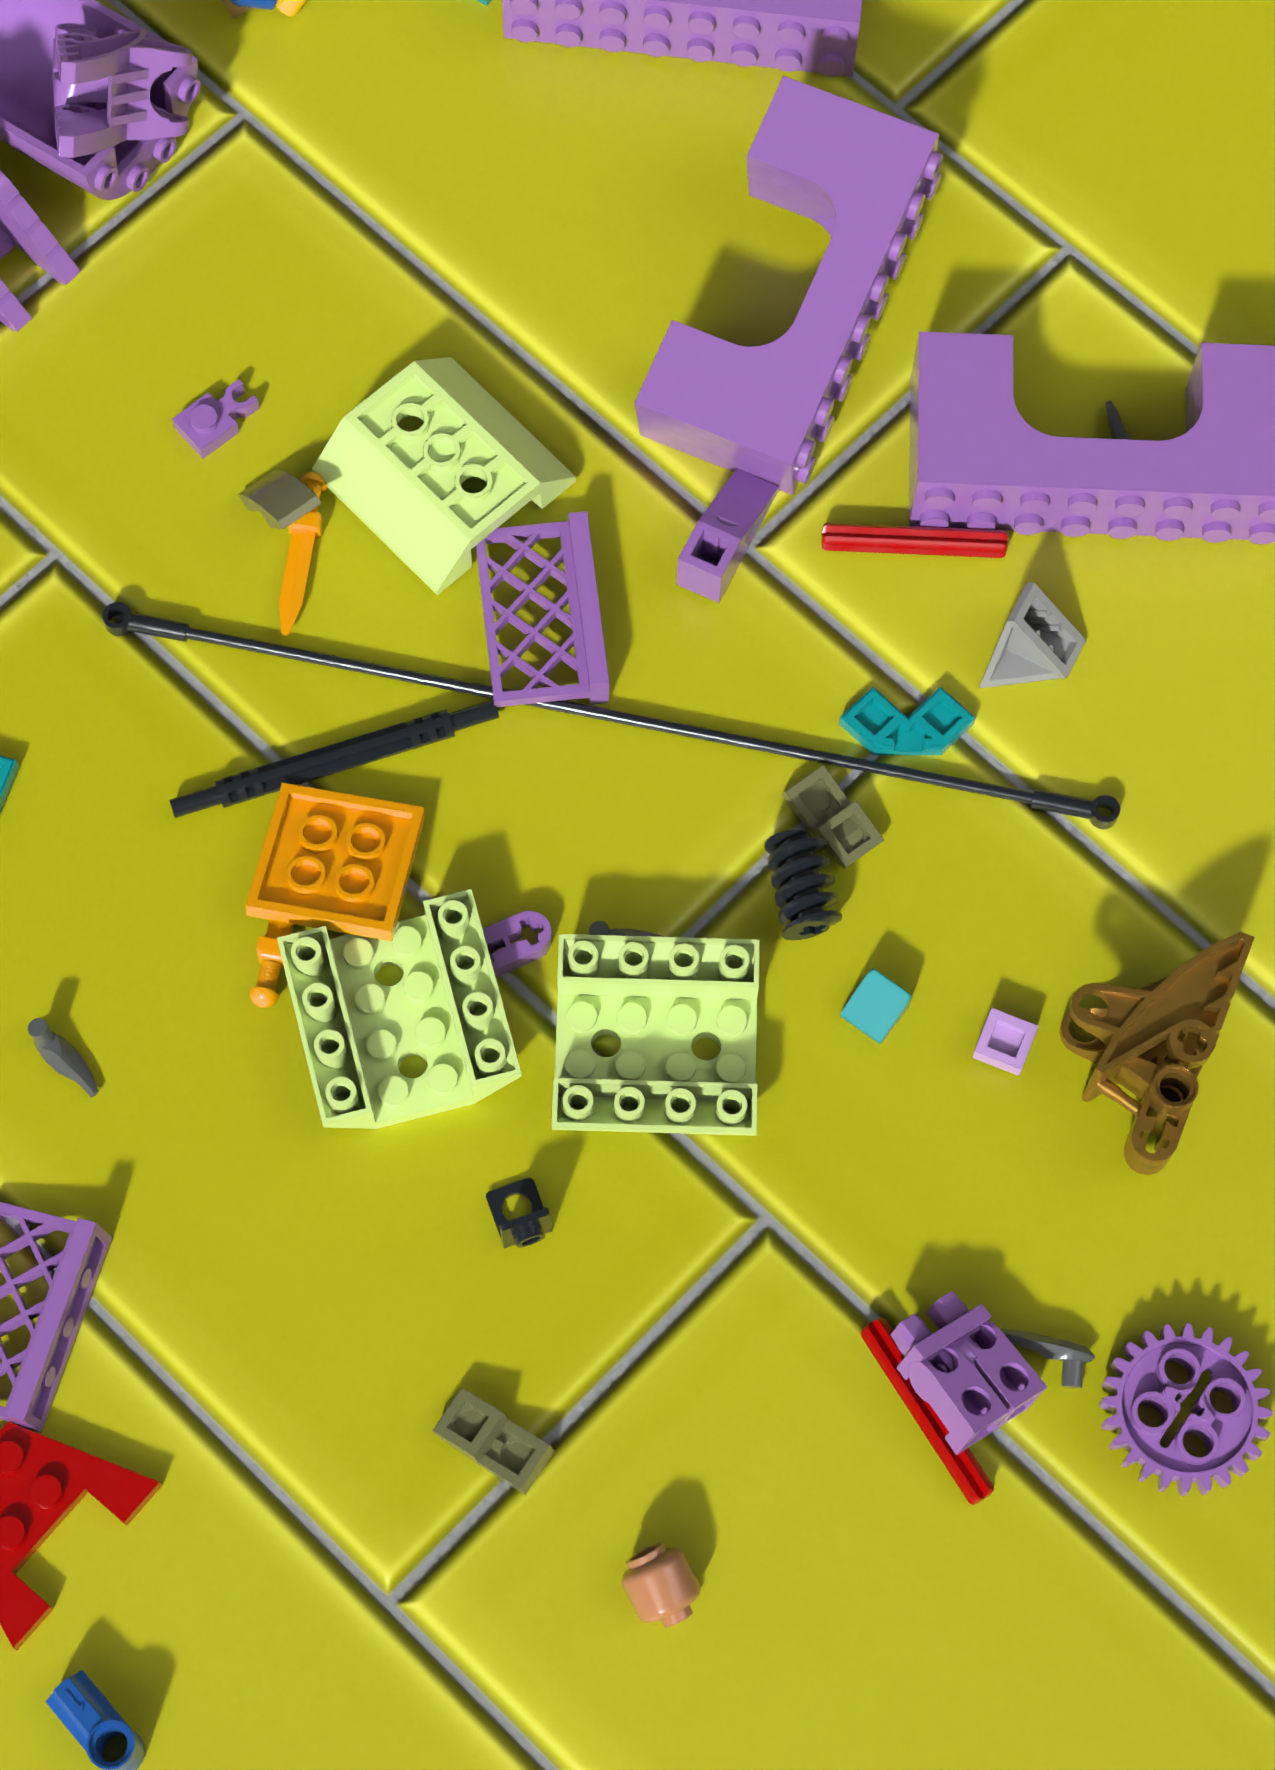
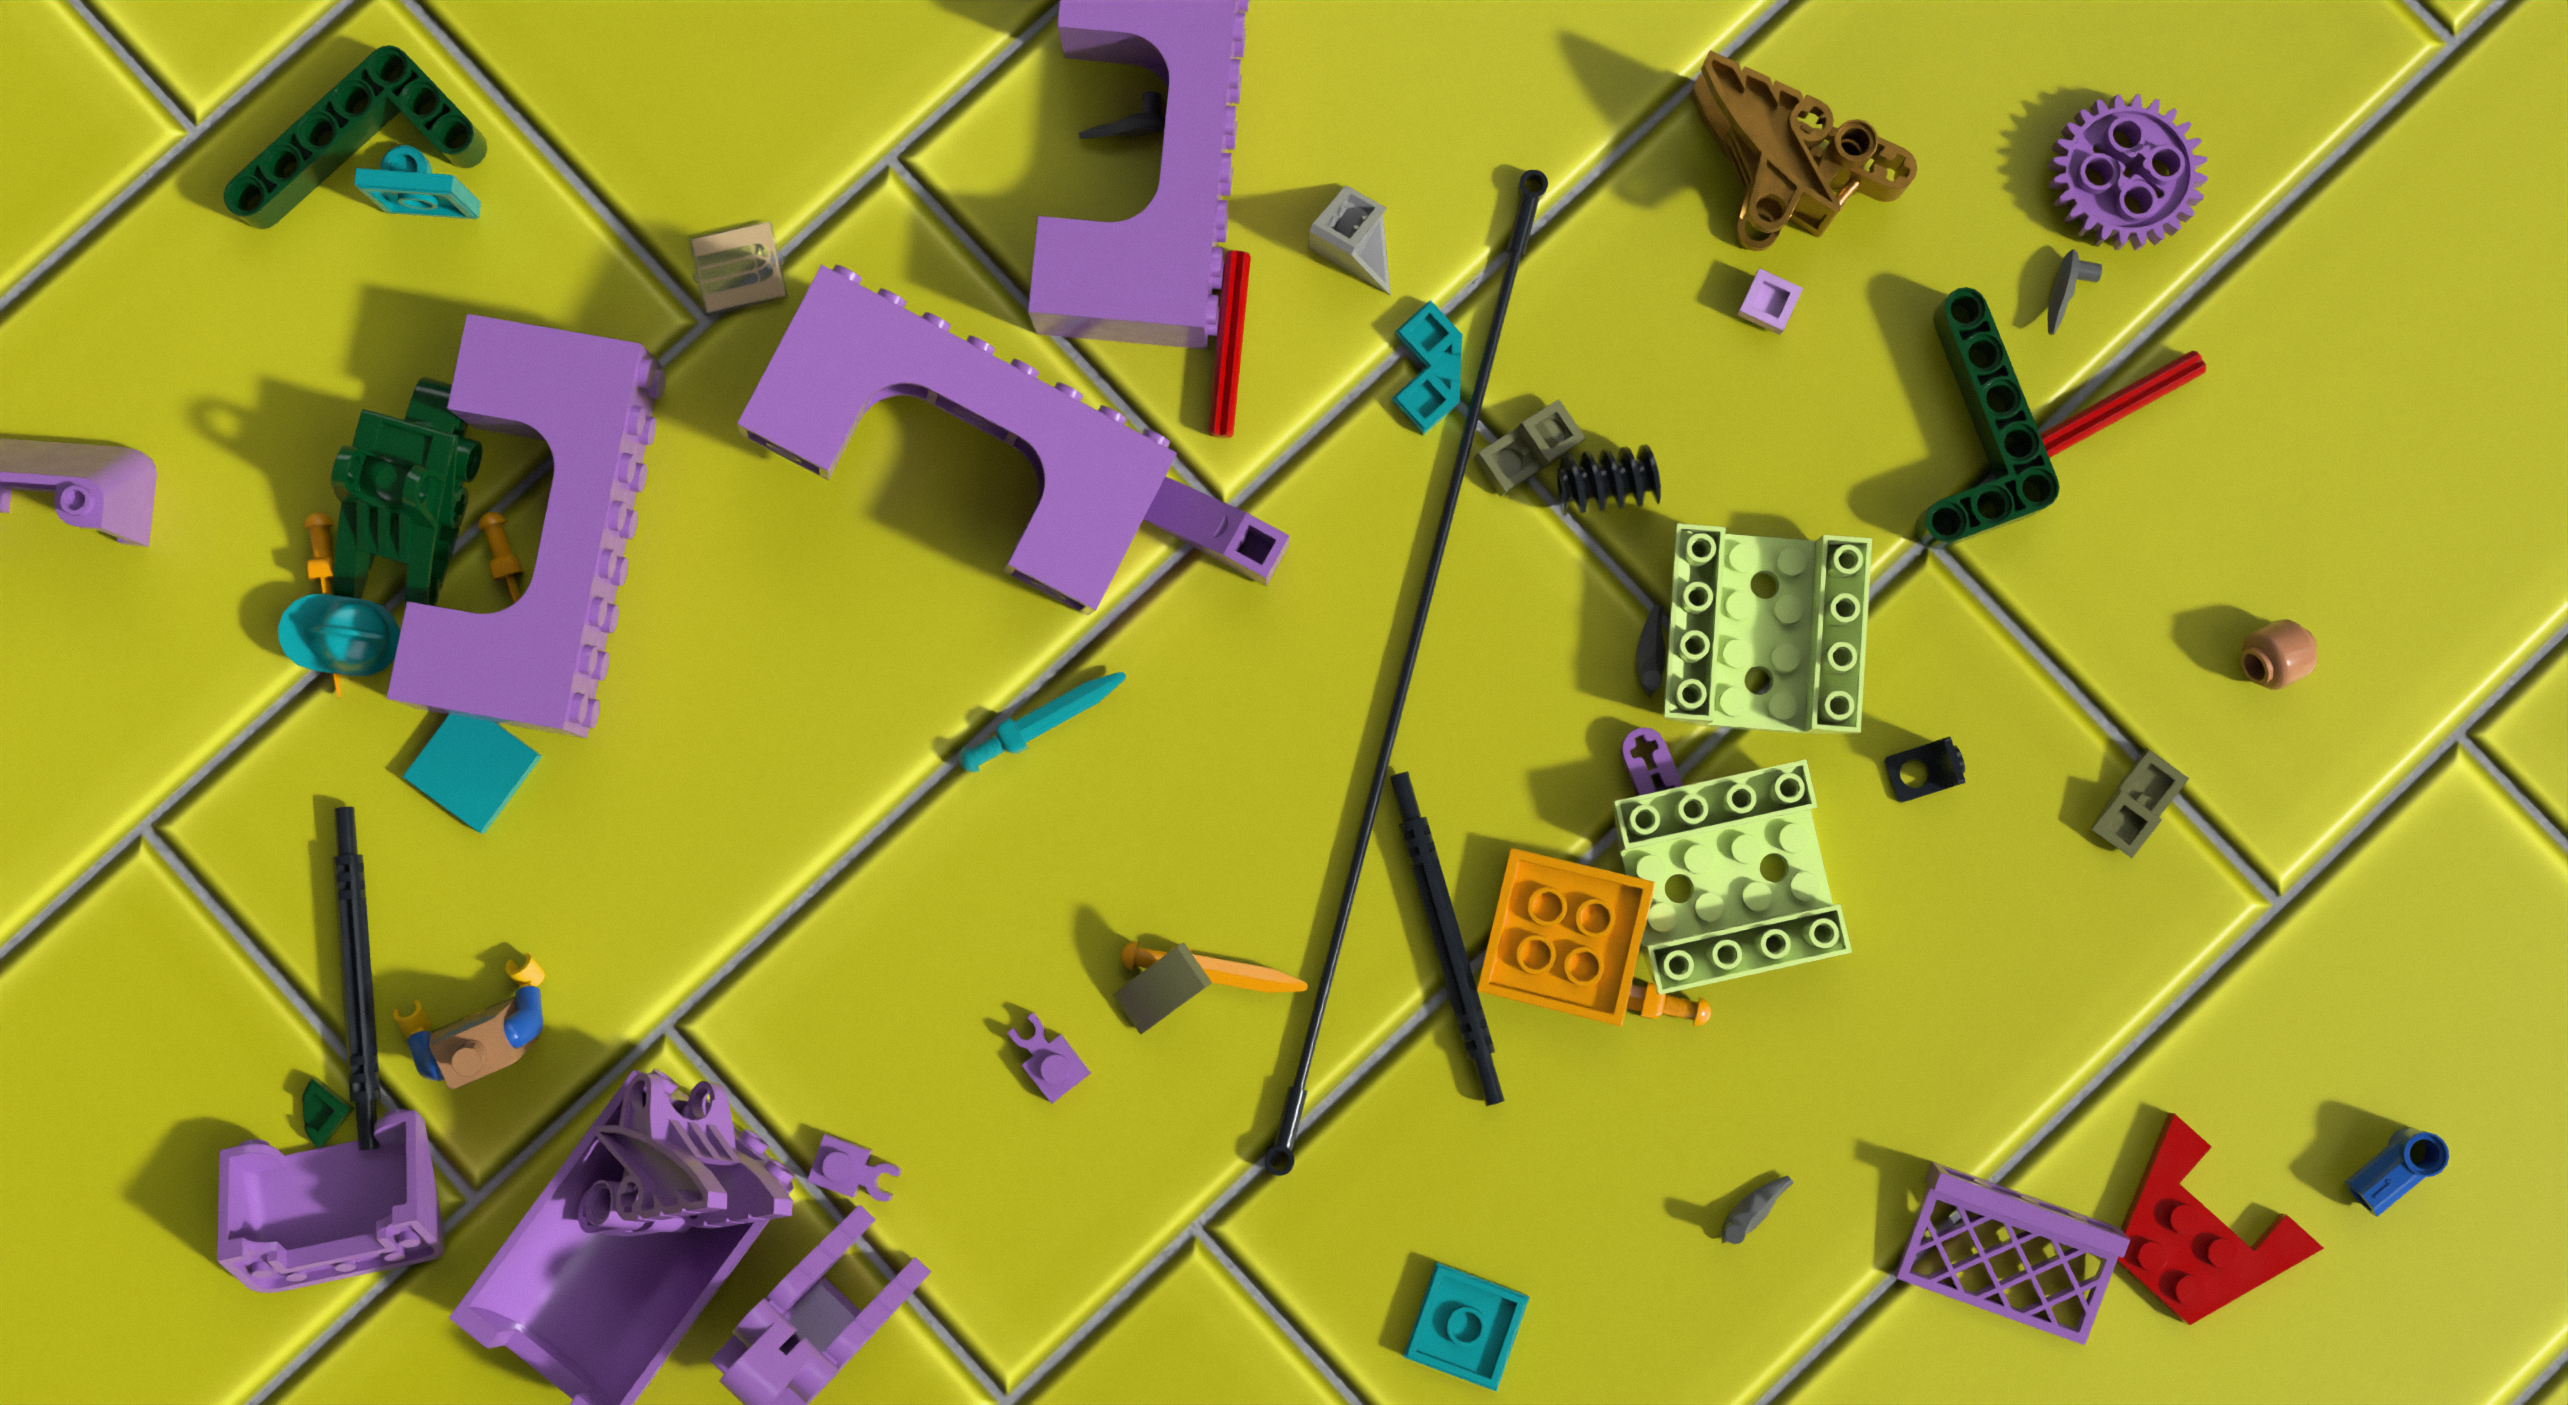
camera: 85 degrees left, 15 degrees up
(112, 259) = (845, 1167): none -> medium lavender plate
(411, 481) = (1152, 845): yellowish green slope -> none
(521, 373) = (1014, 734): none -> teal sword
(583, 609) = (1297, 680): medium lavender fence -> none
(876, 1006) = (1728, 421): slope -> none
(887, 1272) = (1991, 428): none -> dark green beam
(959, 125) = (738, 268): none -> piece
(965, 1370) = (2096, 364): medium lavender hips -> none

